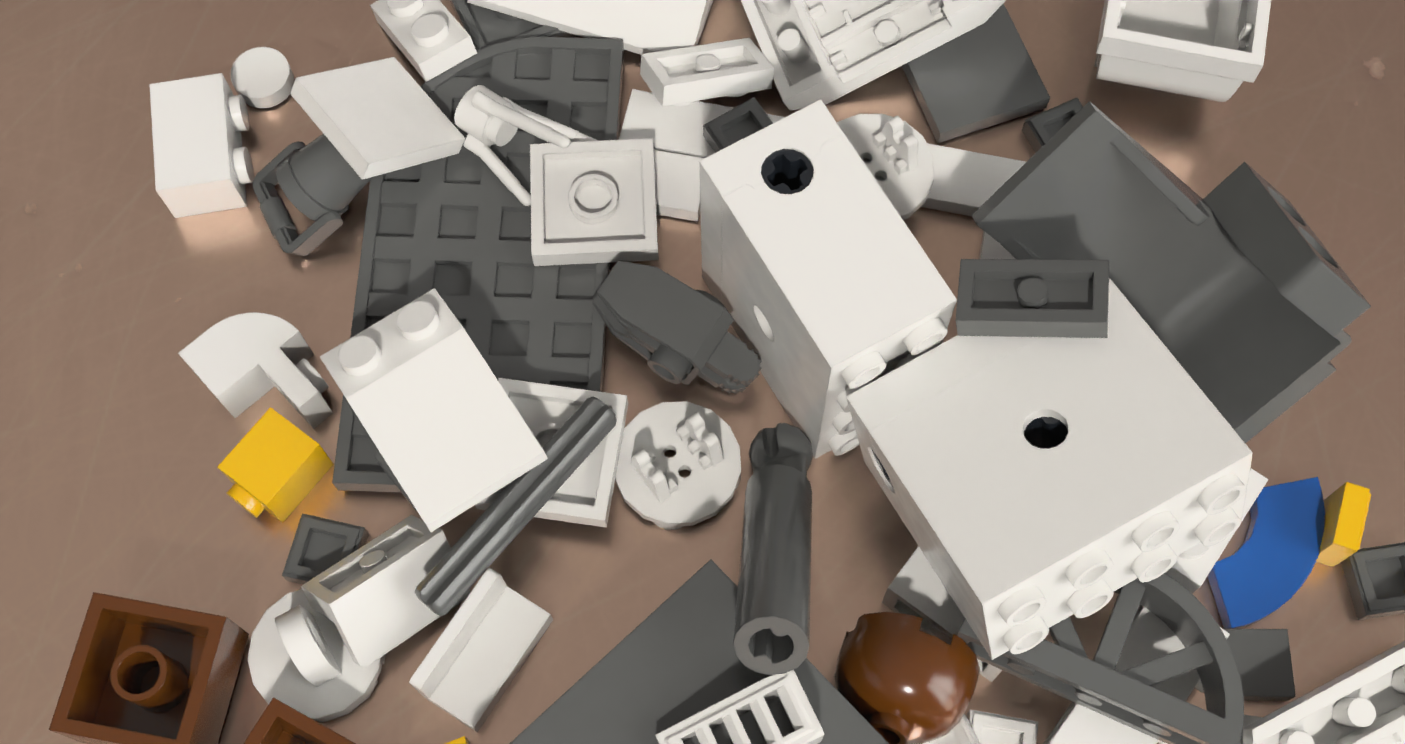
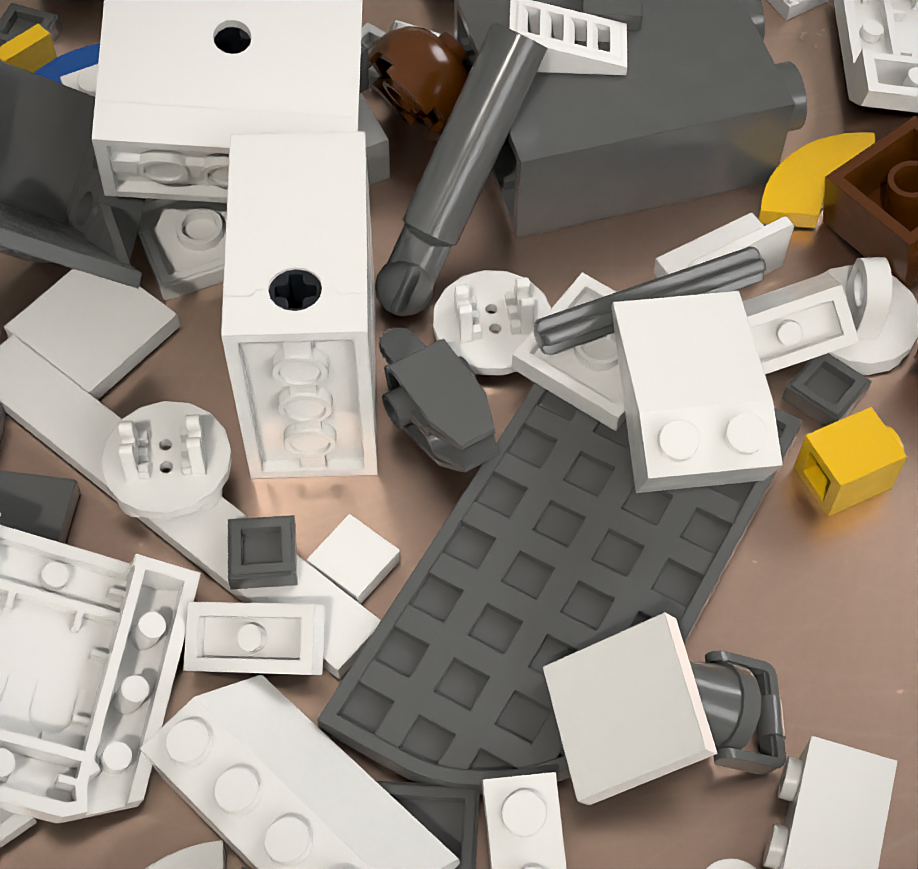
camera: 155 degrees left, 10 degrees down
(252, 355) = (835, 568): white brick -> none
(495, 120) = (509, 667): white plant -> none
(593, 202) = (446, 547): white tile -> none
(1033, 298) = (168, 113): dark grey plate -> none

